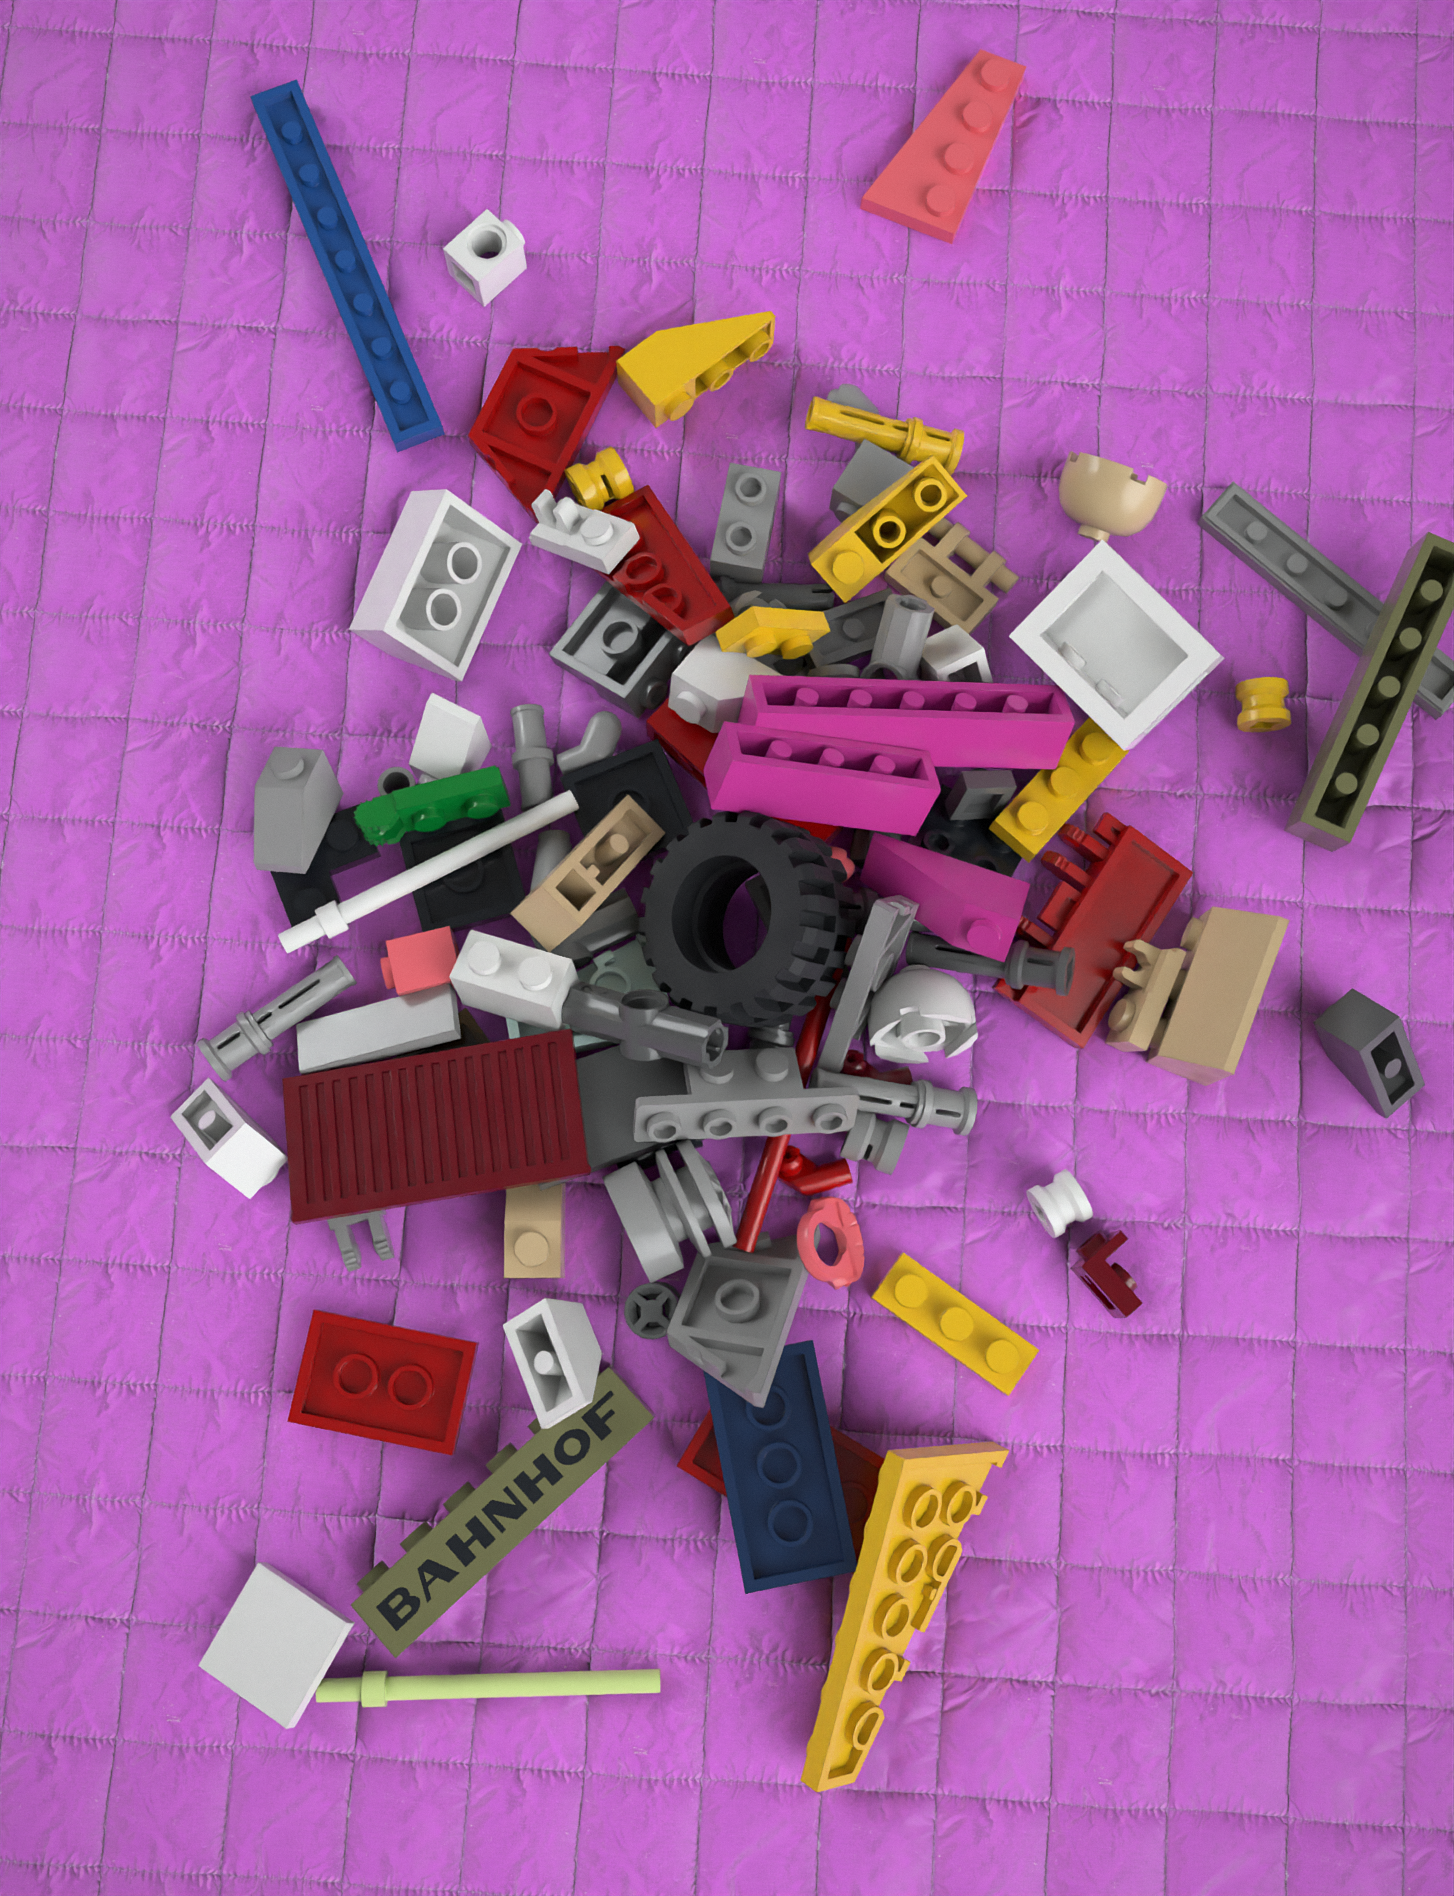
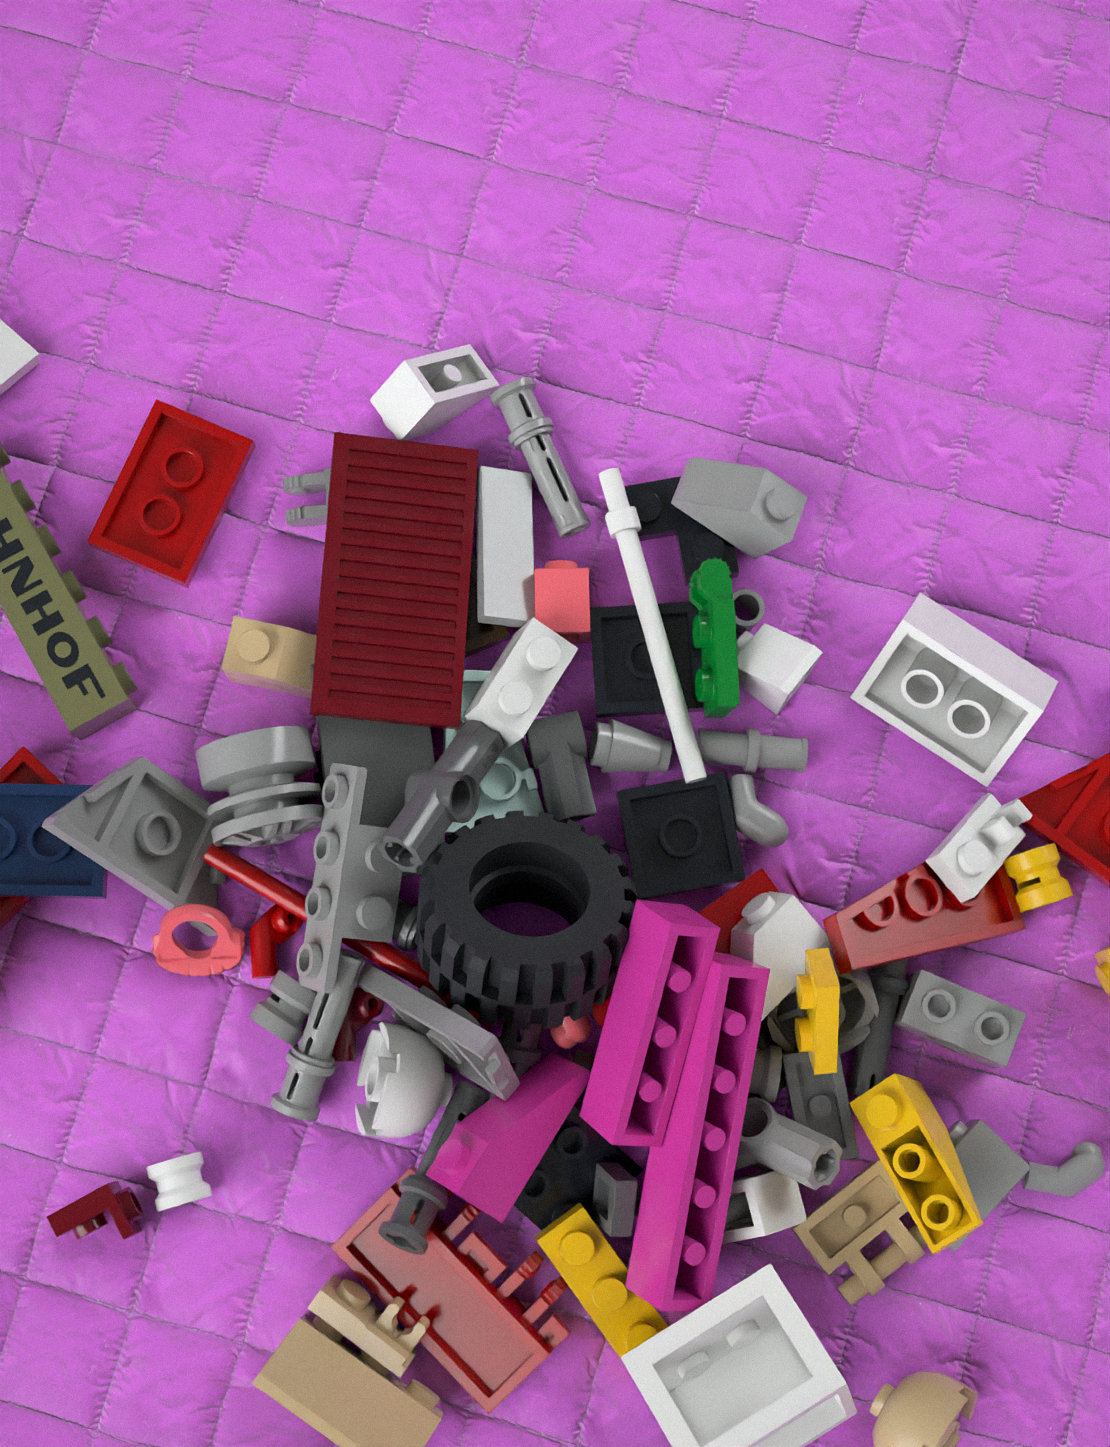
camera: 105 degrees right, 0 degrees up
(555, 1357) = (147, 650): white slope -> none
(588, 874) = (611, 776): tan slope -> none
(621, 652) = (844, 857): dark grey plate -> none
(646, 1316) = (168, 746): dark grey wheel -> none
(907, 439) = (1026, 1218): yellow pin -> none
(955, 1324) = (90, 1048): yellow plate -> none

